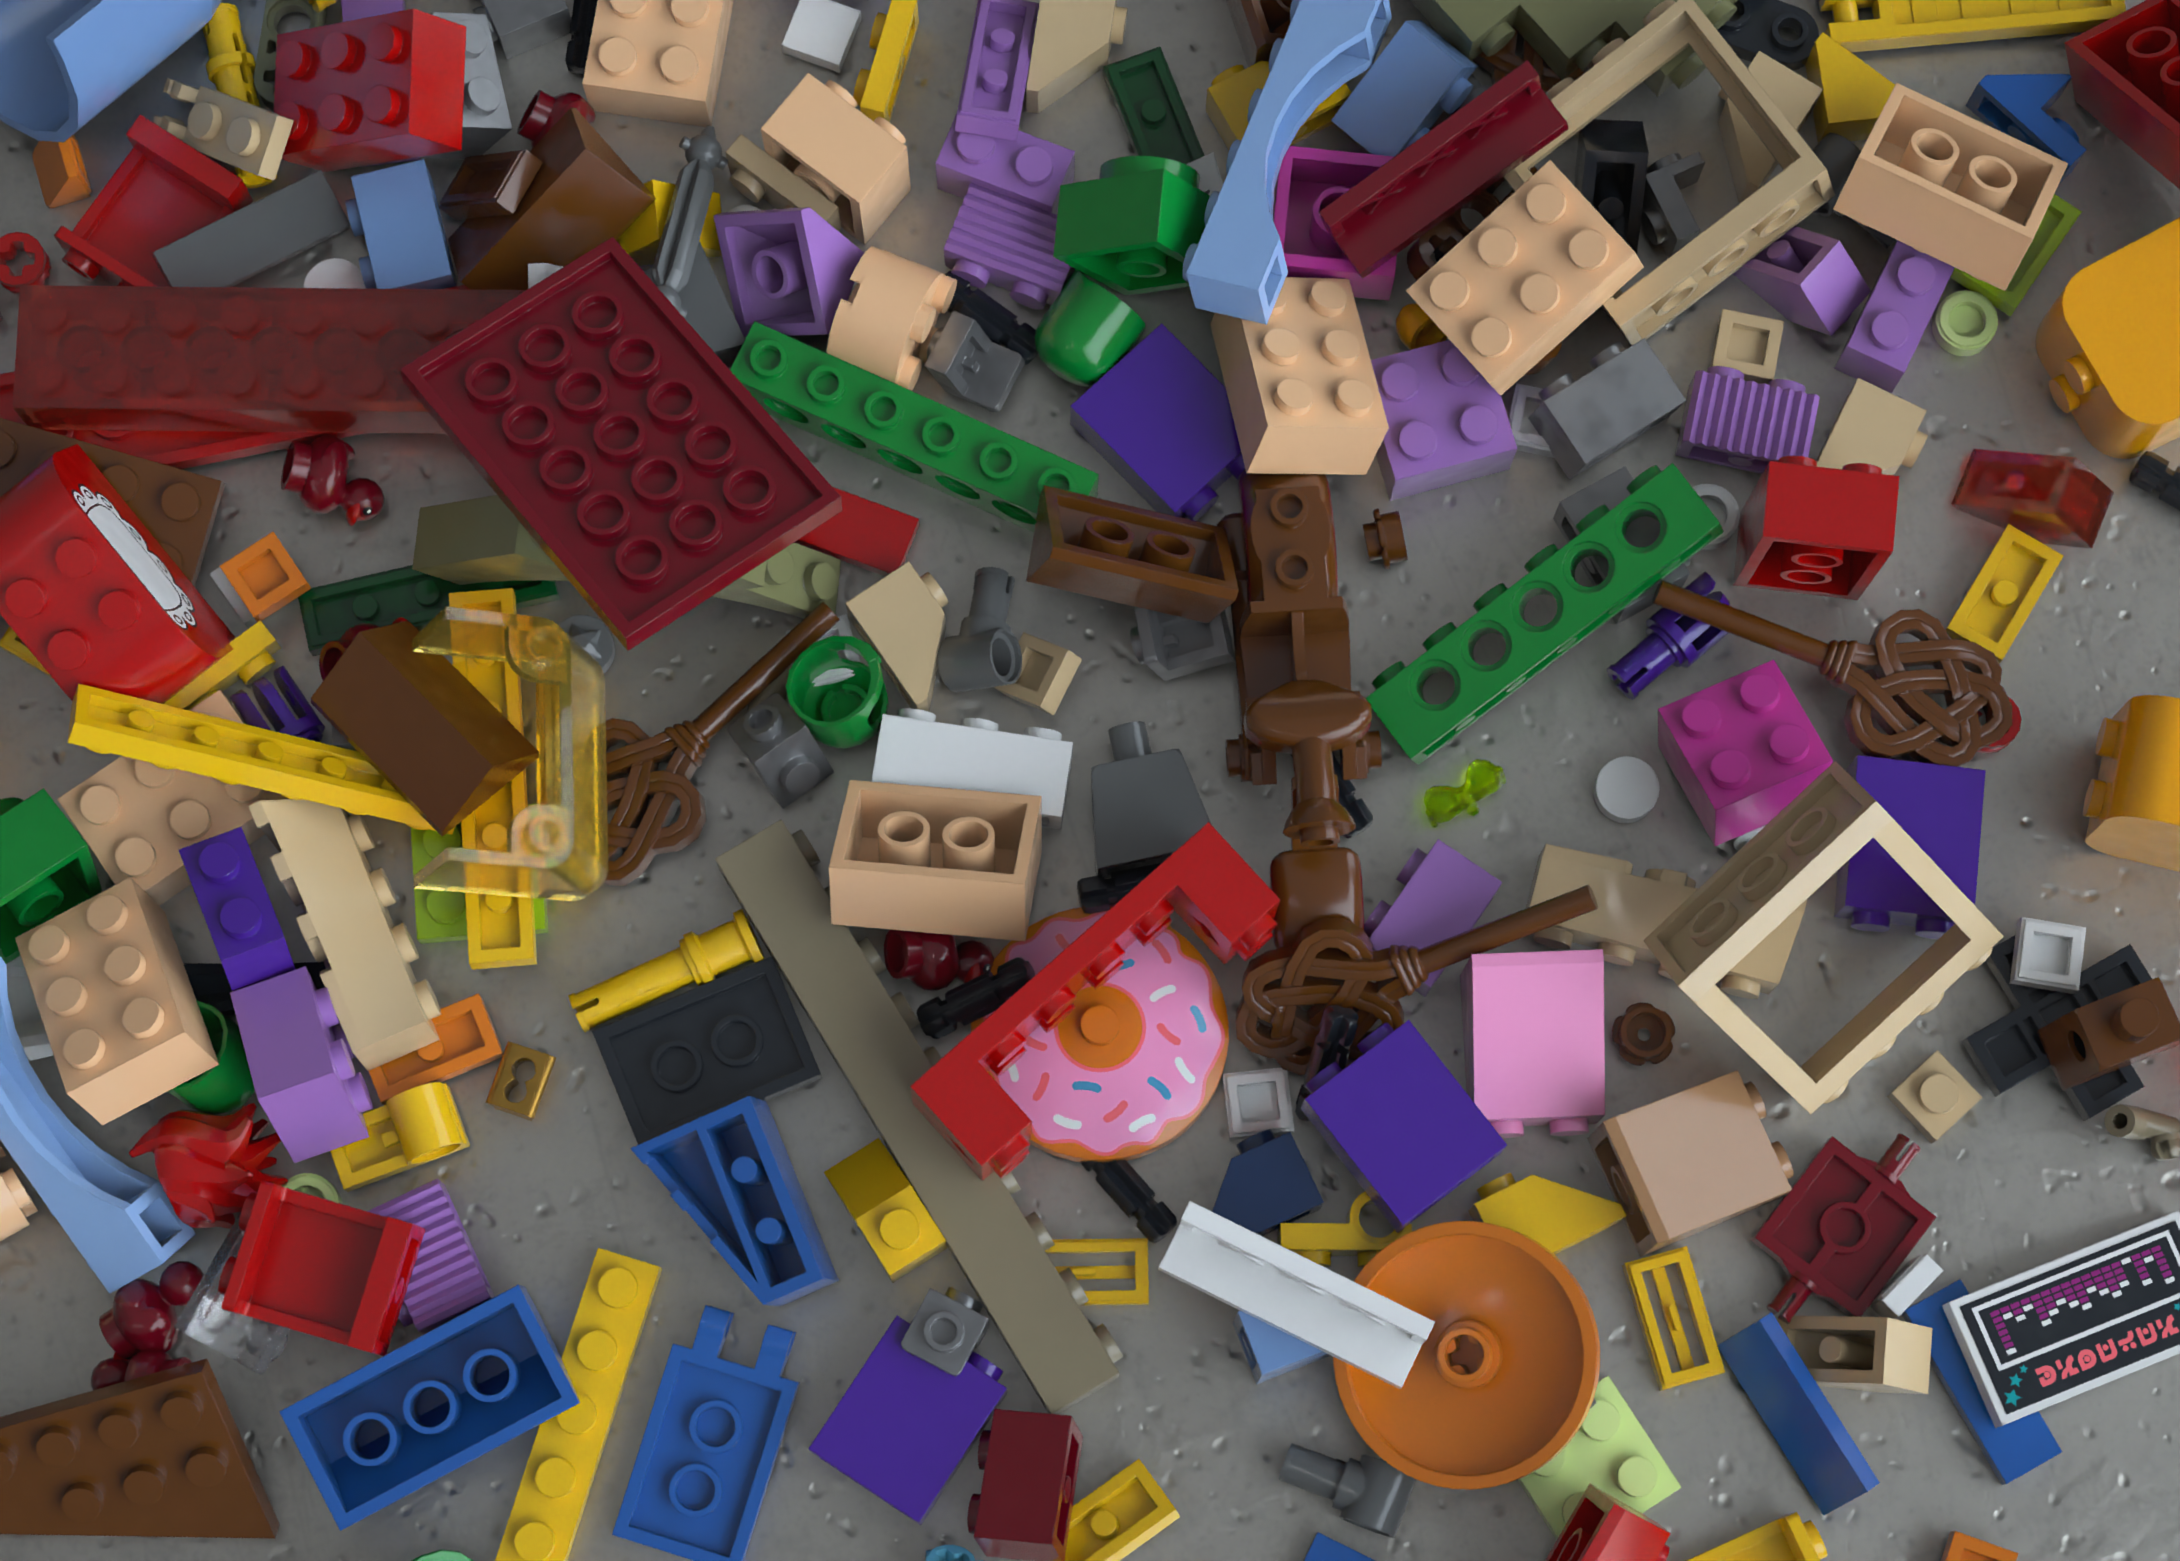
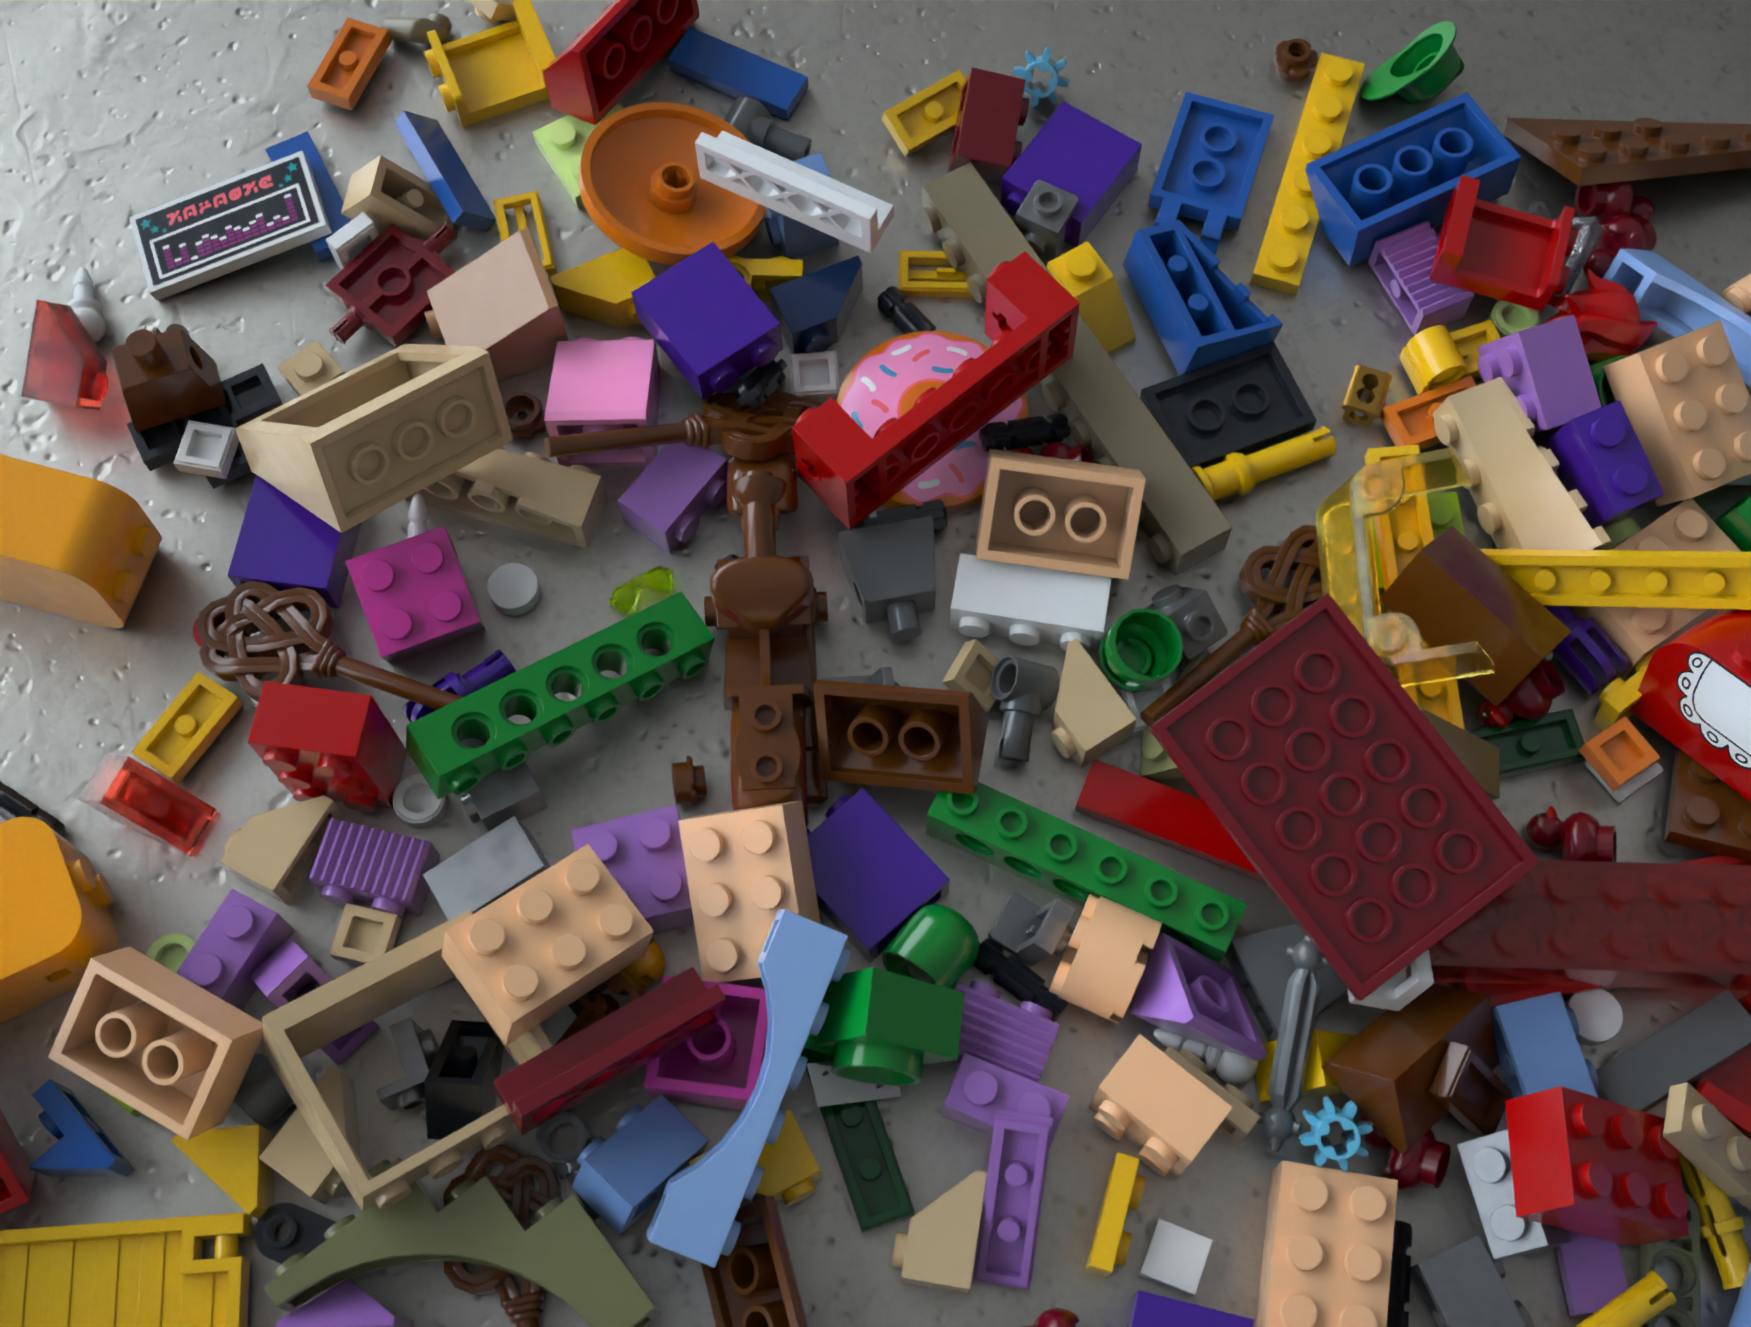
camera: 175 degrees left, 10 degrees down
(646, 127) = (1350, 1139): none -> medium azure gear

